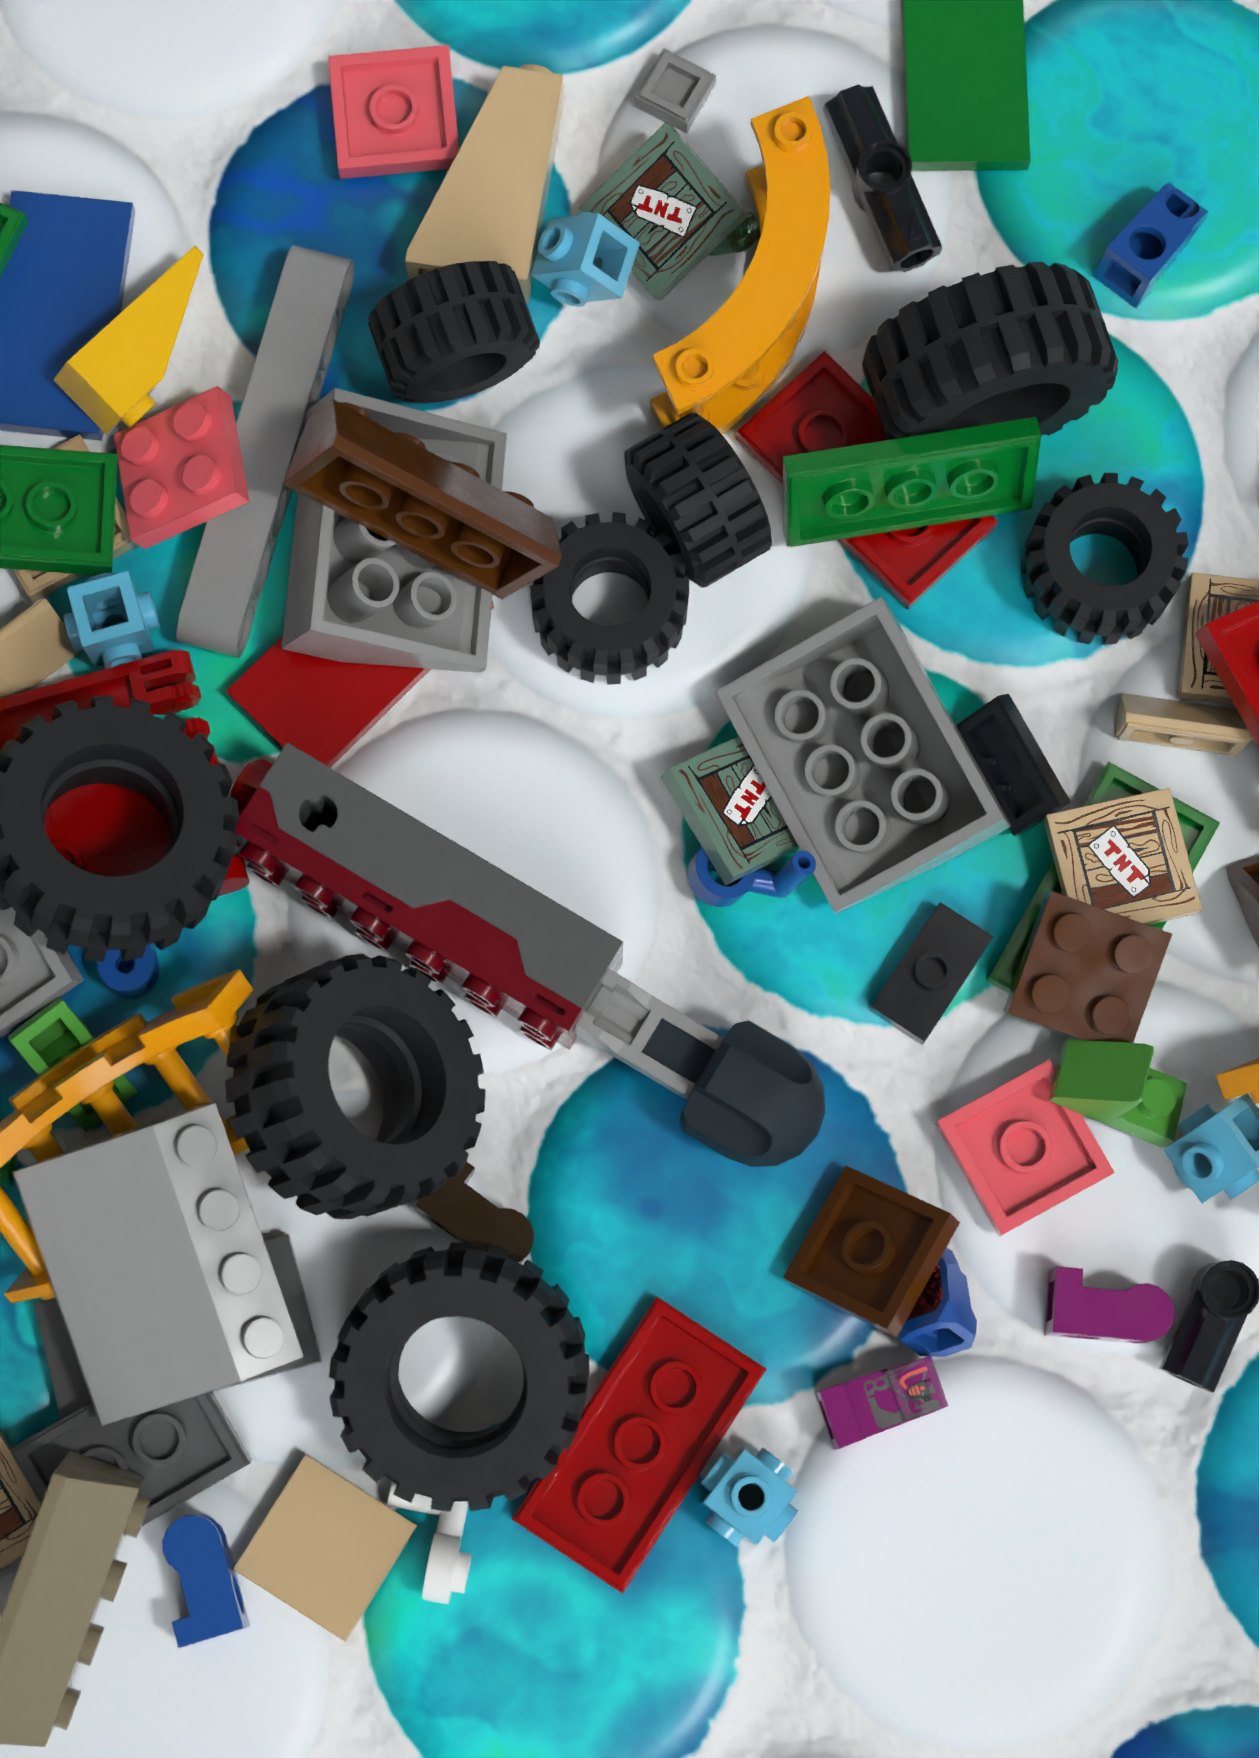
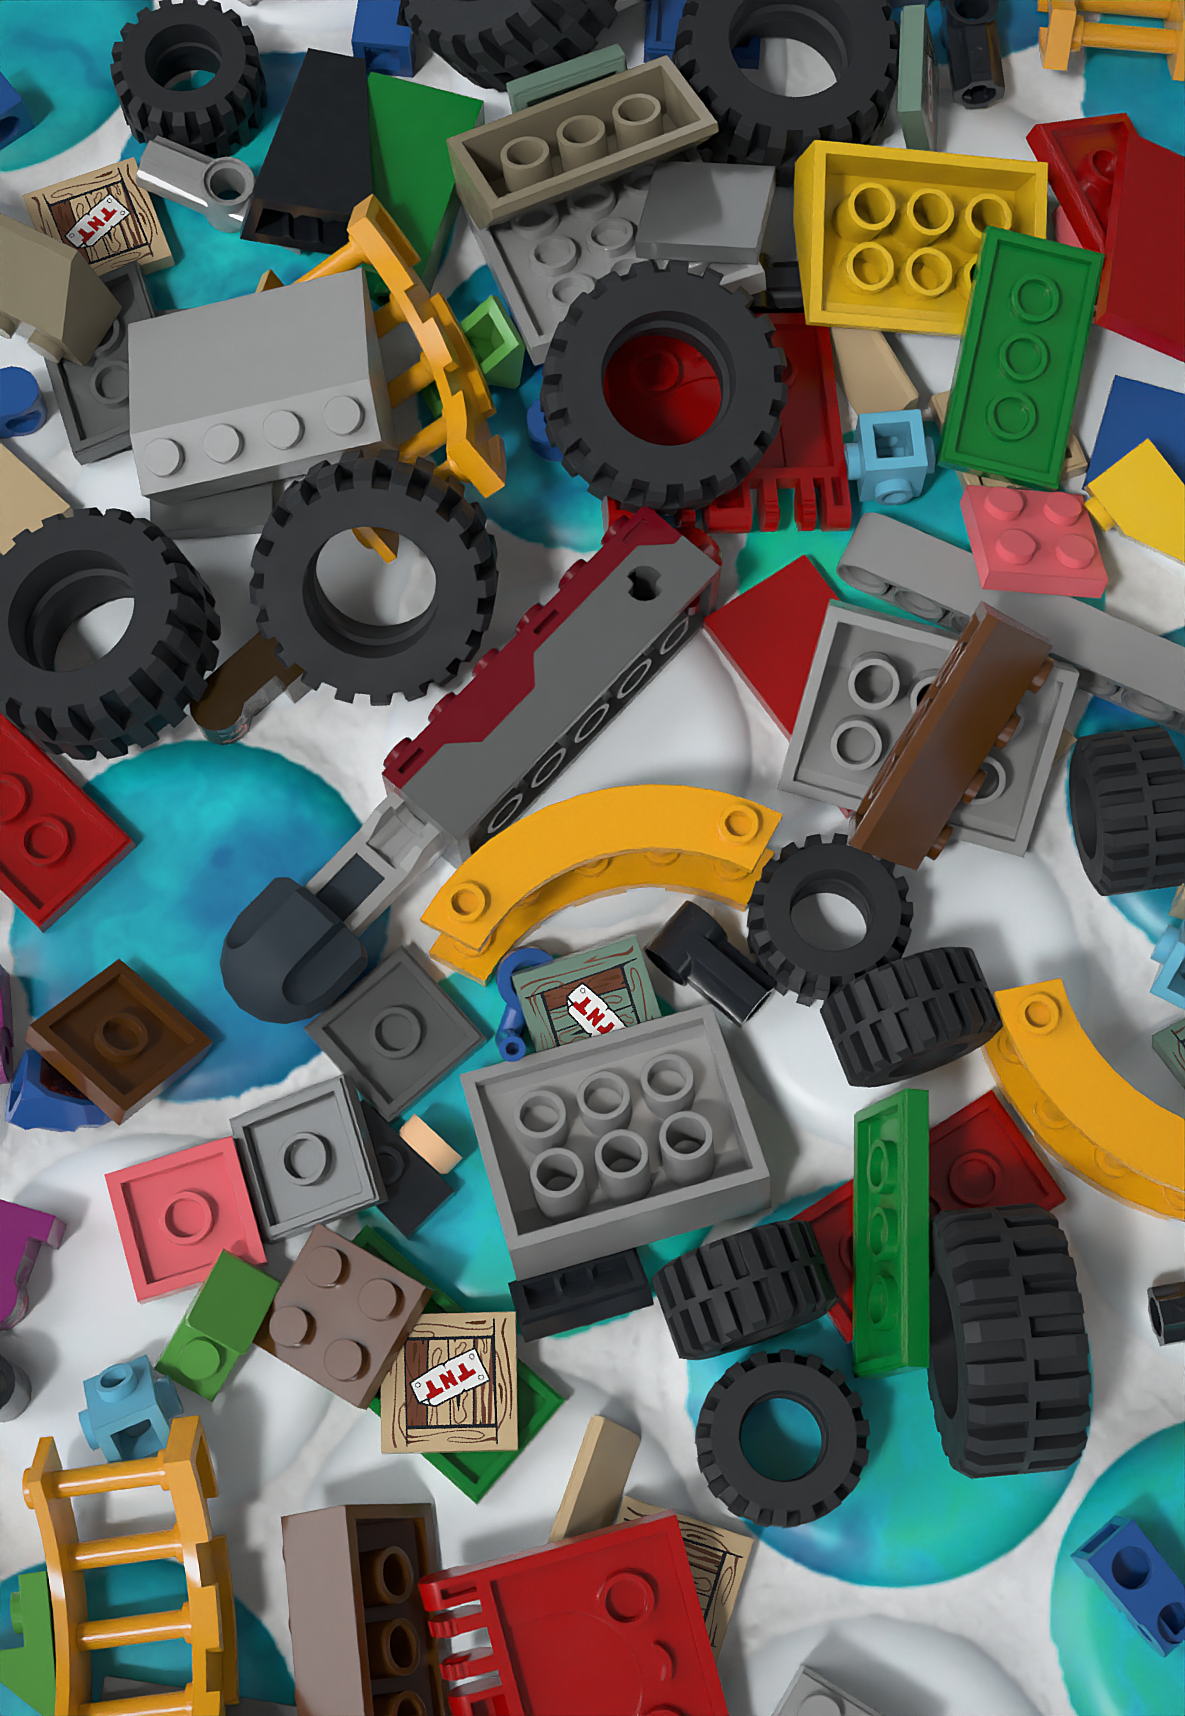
camera: 105 degrees right, 5 degrees down
(599, 840) = (593, 850): none -> light orange fence
(664, 717) = (696, 952): none -> black piece
(800, 987) = (396, 1035): none -> dark grey tile
(903, 932) = (429, 1145): none -> light nougat tile
(942, 1043) = (308, 1159): none -> tile
(987, 605) = (744, 1289): none -> black tyre

